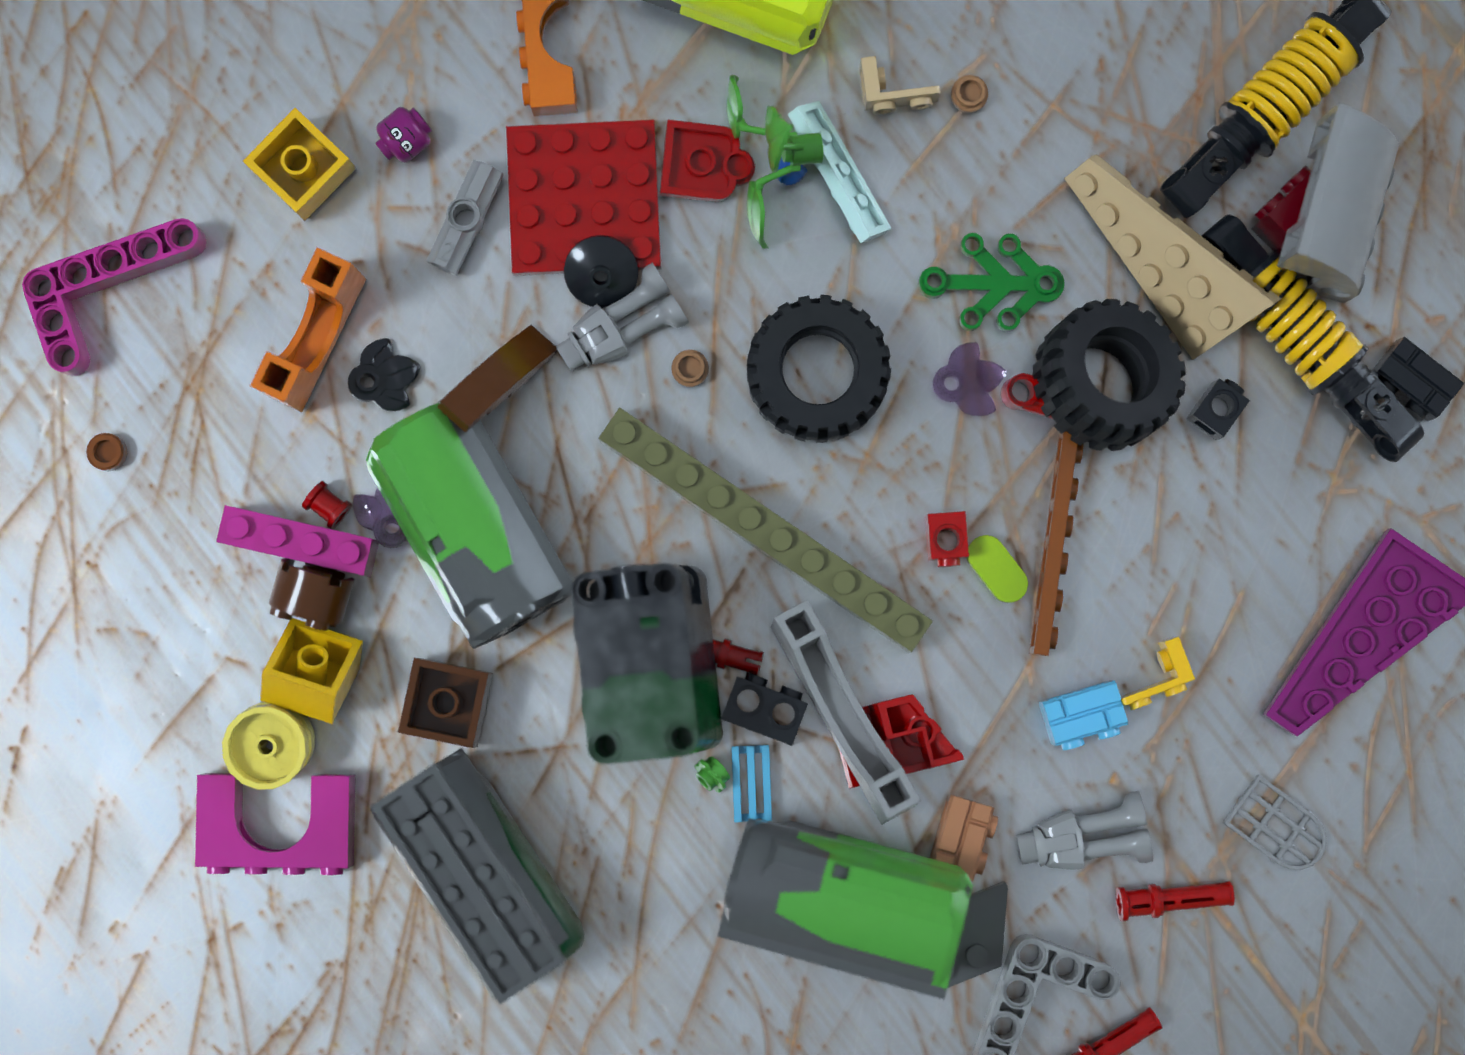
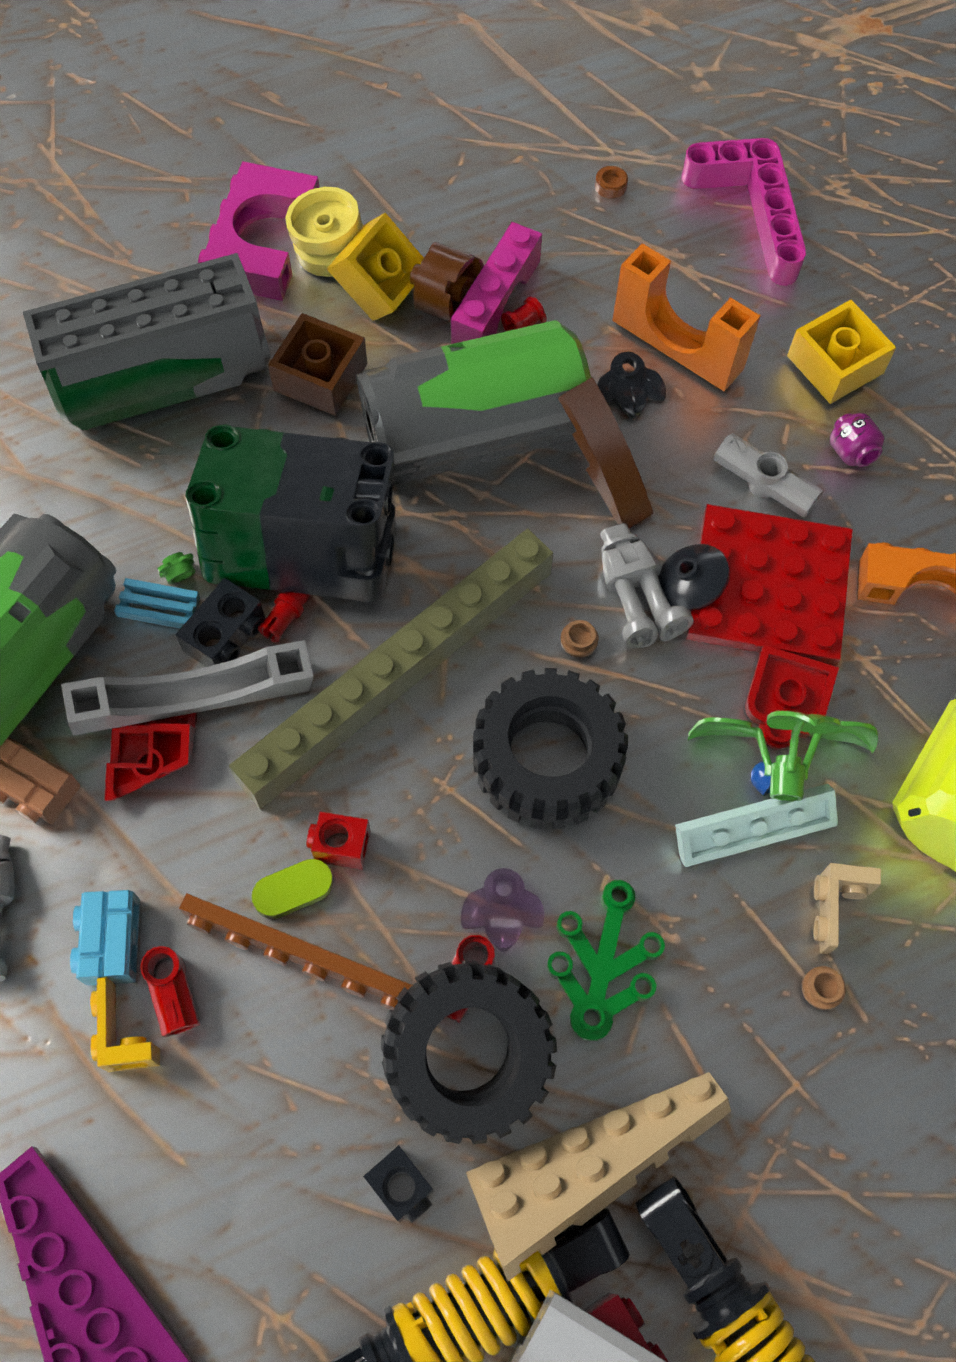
camera: 100 degrees right, 20 degrees down
(1116, 643) = (170, 995): none -> red piece

